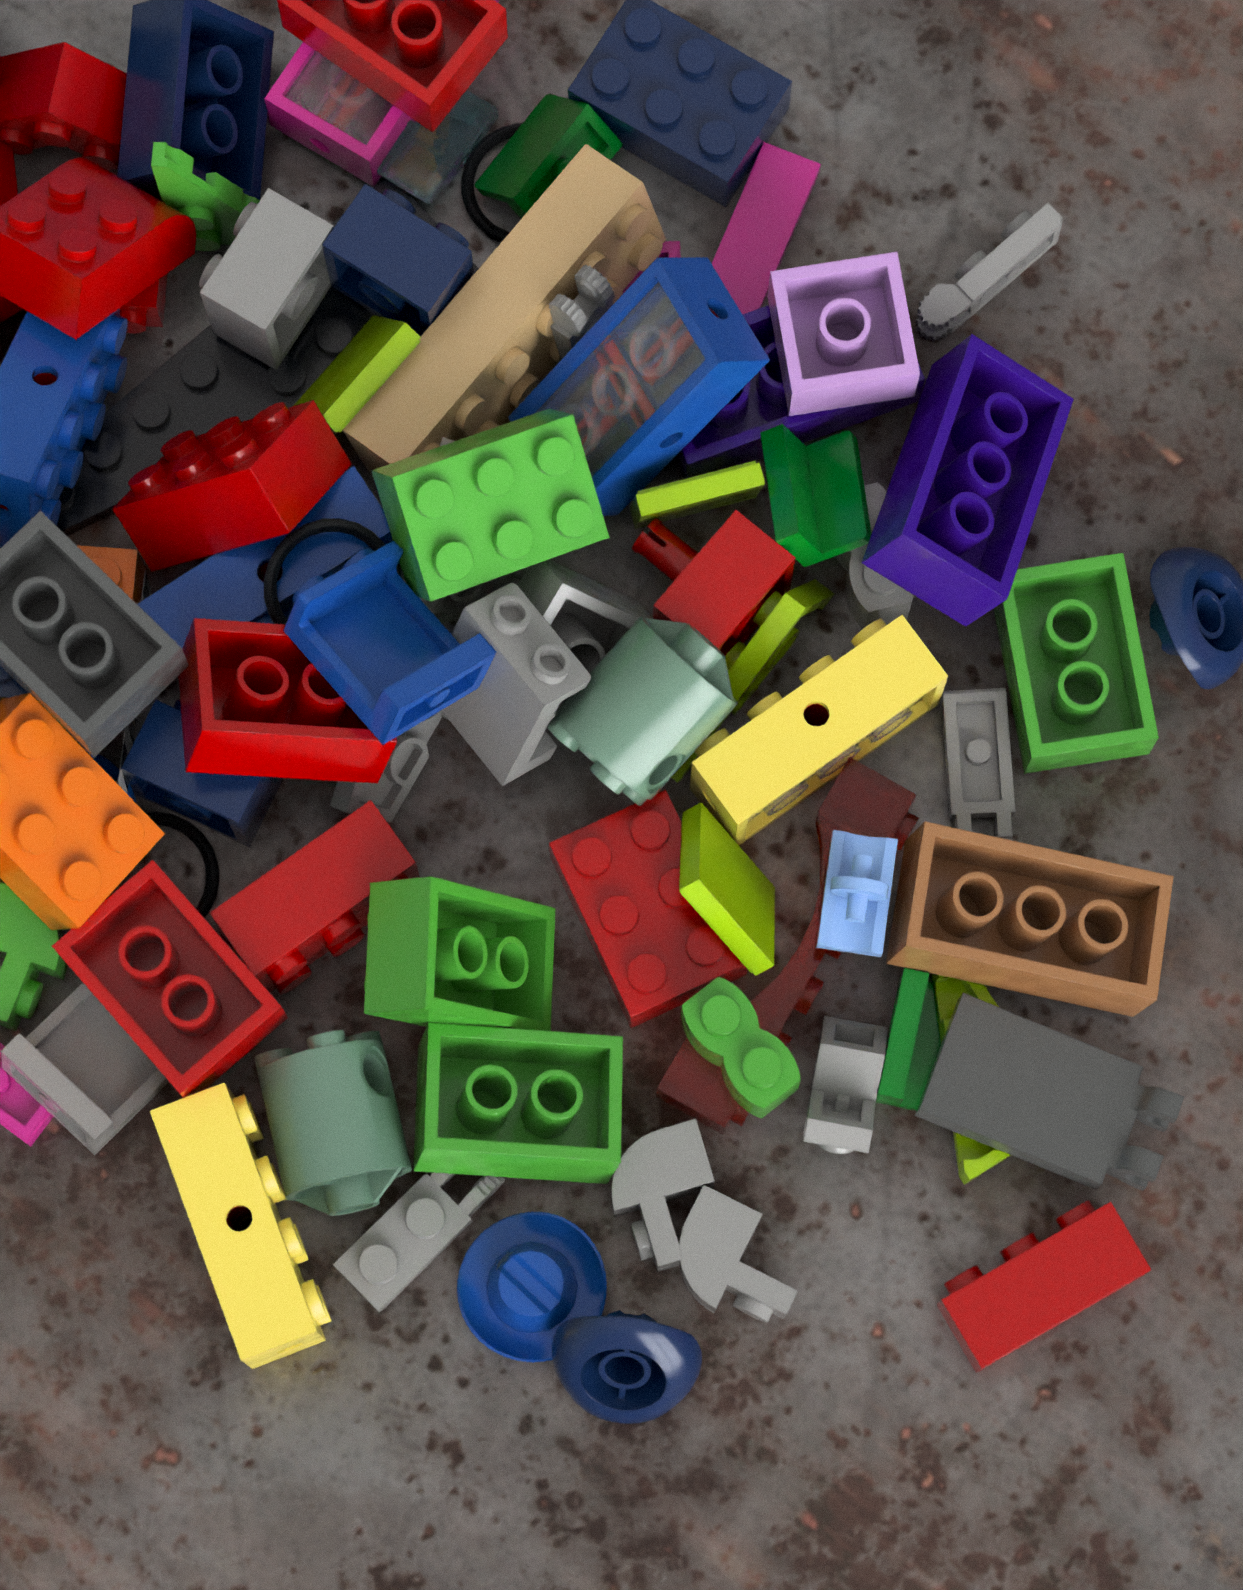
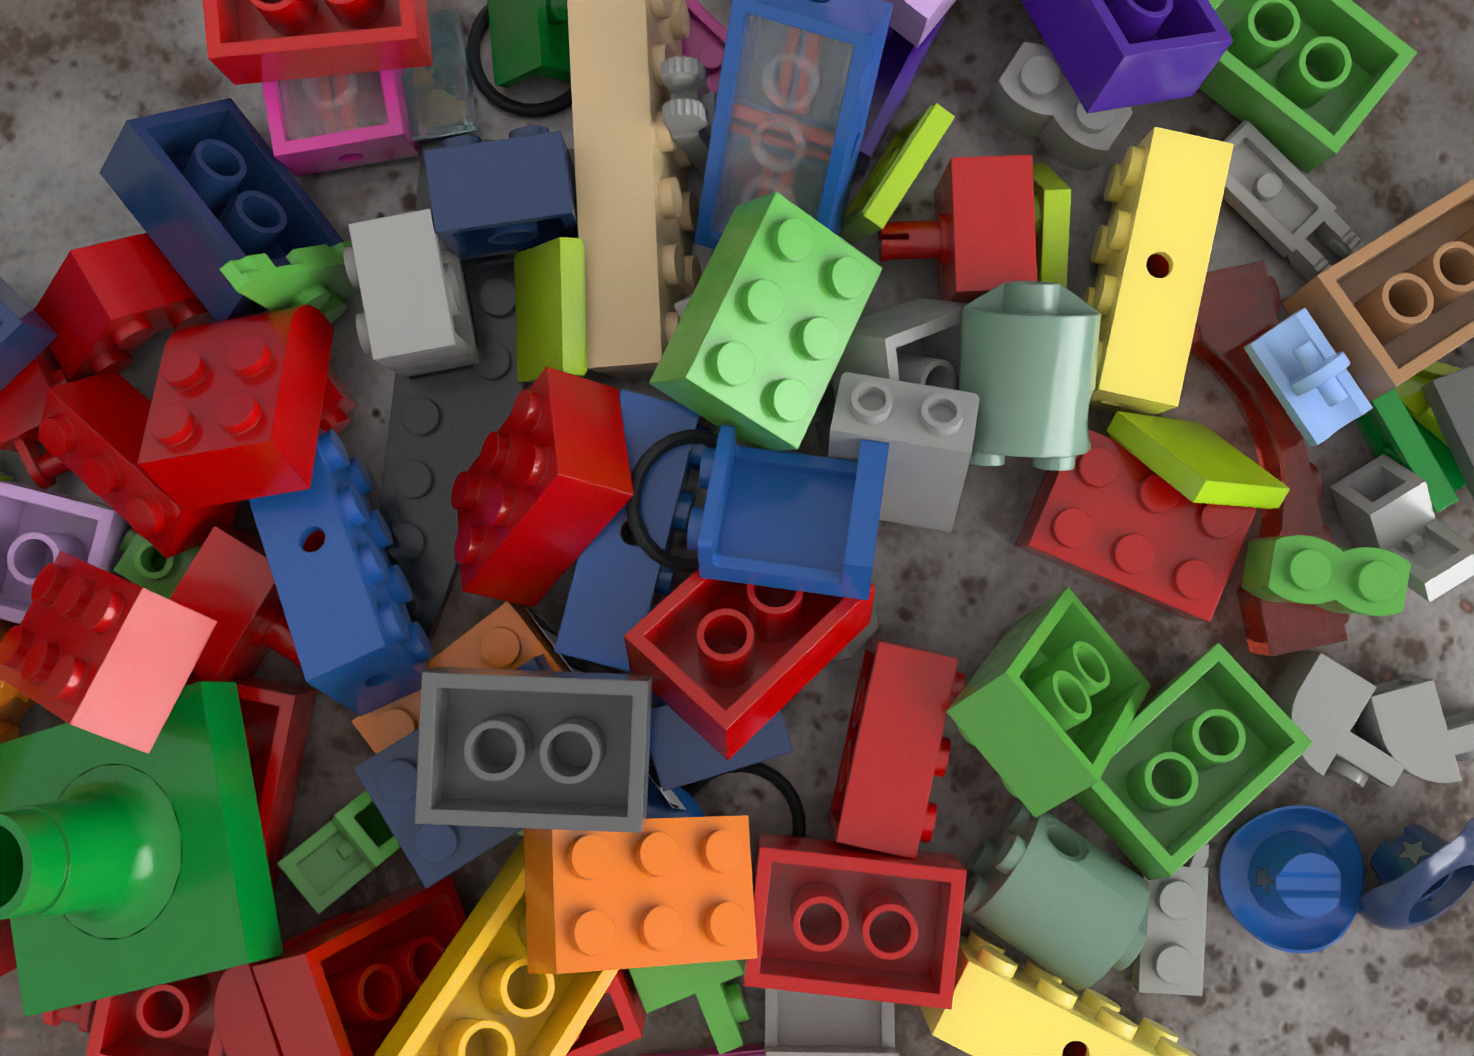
camera: 45 degrees left, 10 degrees up
(816, 494) = (993, 89): green panel -> none

